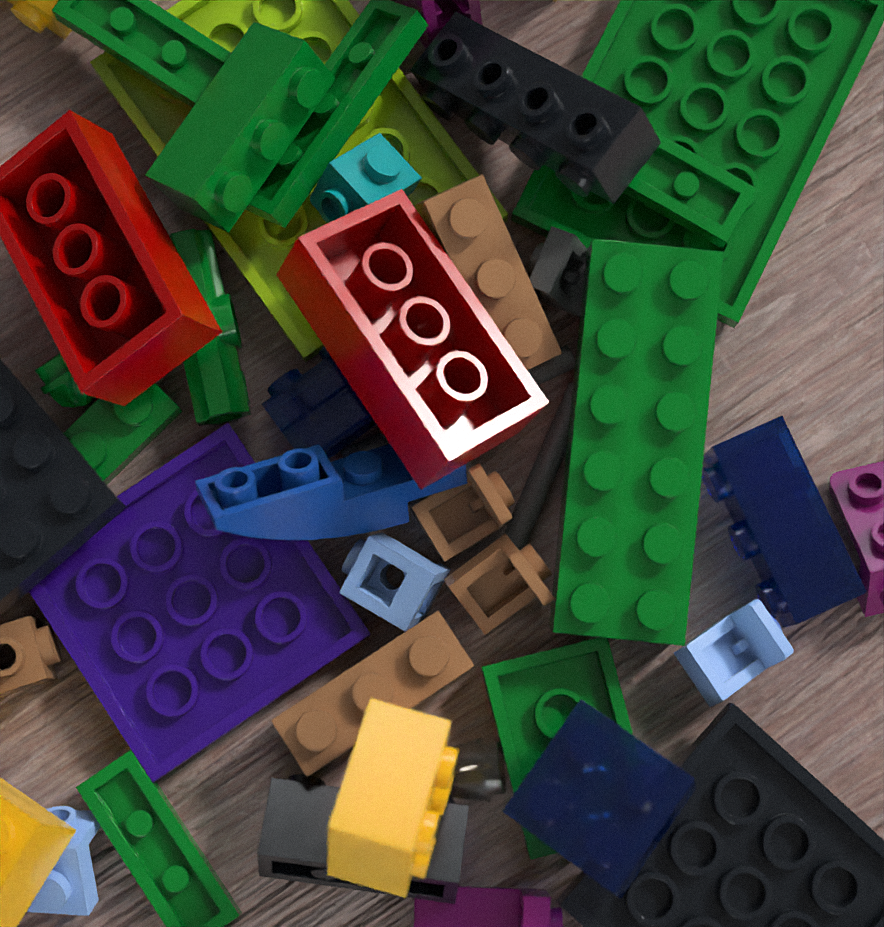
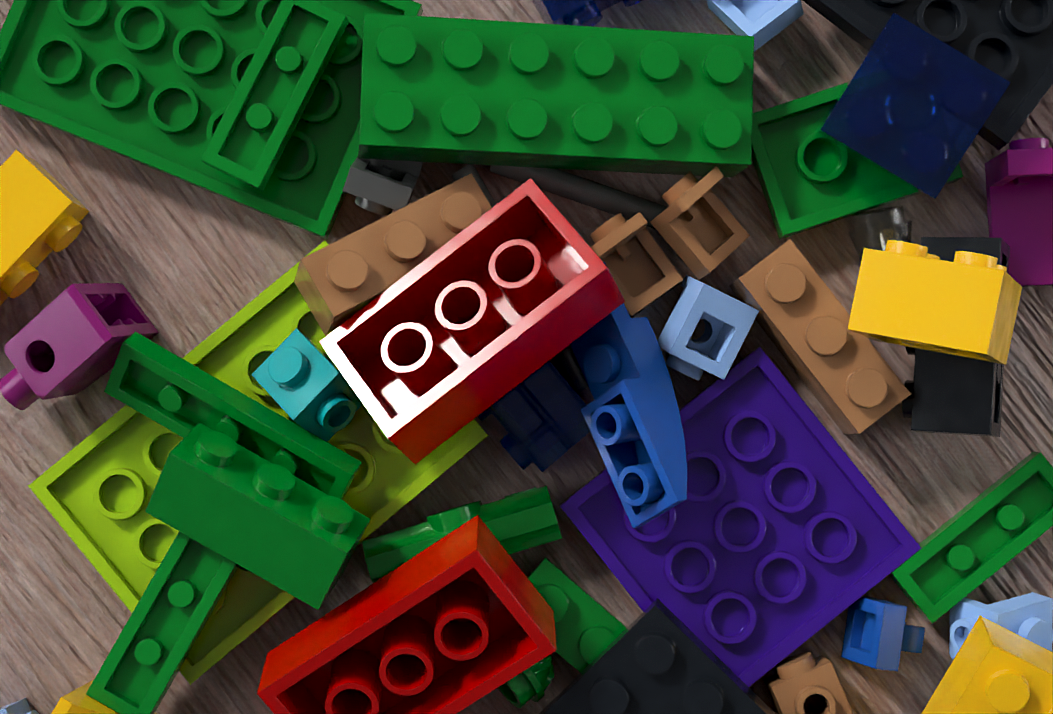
camera: 90 degrees left, 5 degrees up
(72, 733) = (879, 633): none -> blue tile
(535, 108) = (218, 215): black brick -> none

